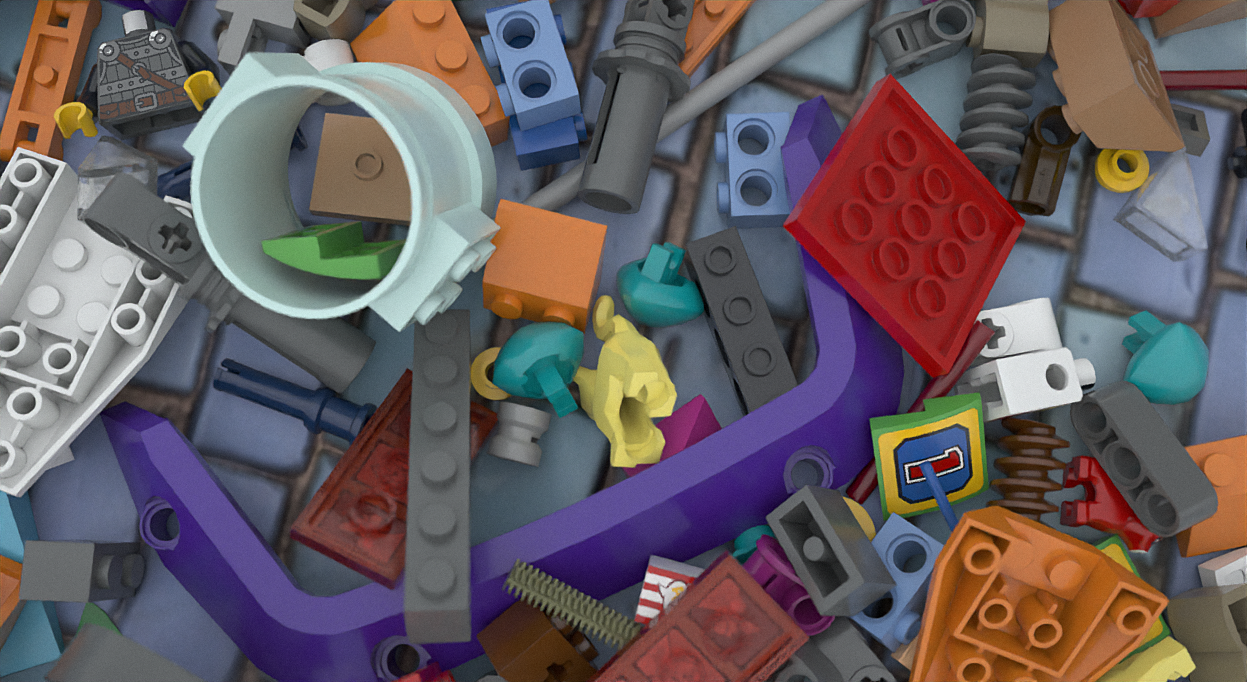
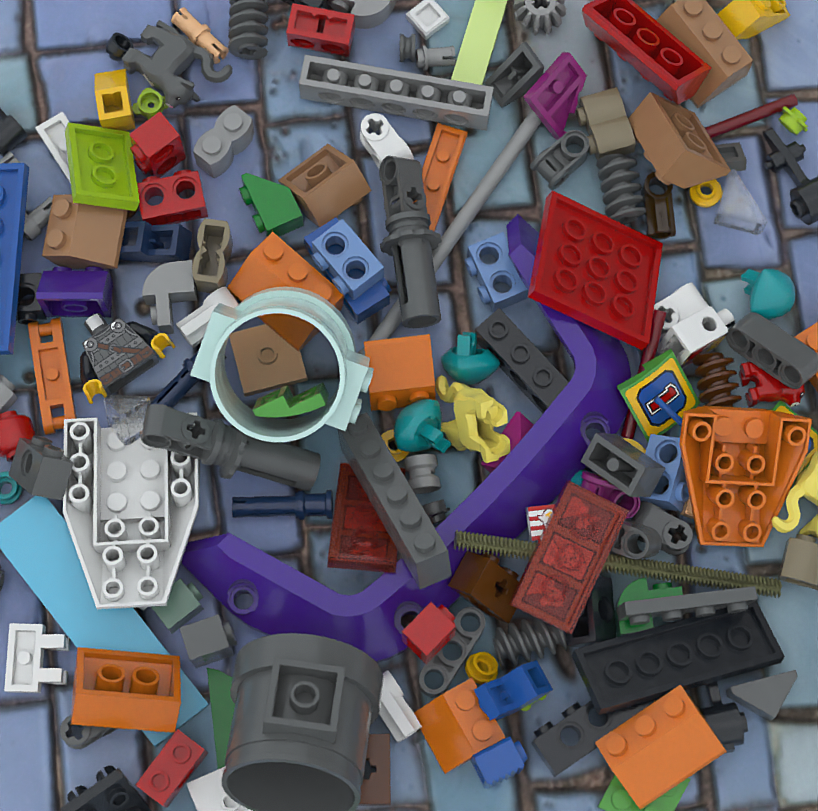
camera: 25 degrees left, 5 degrees down
(74, 491) = (181, 606): none -> sand green brick
(513, 499) = (436, 511): none -> dark grey plate

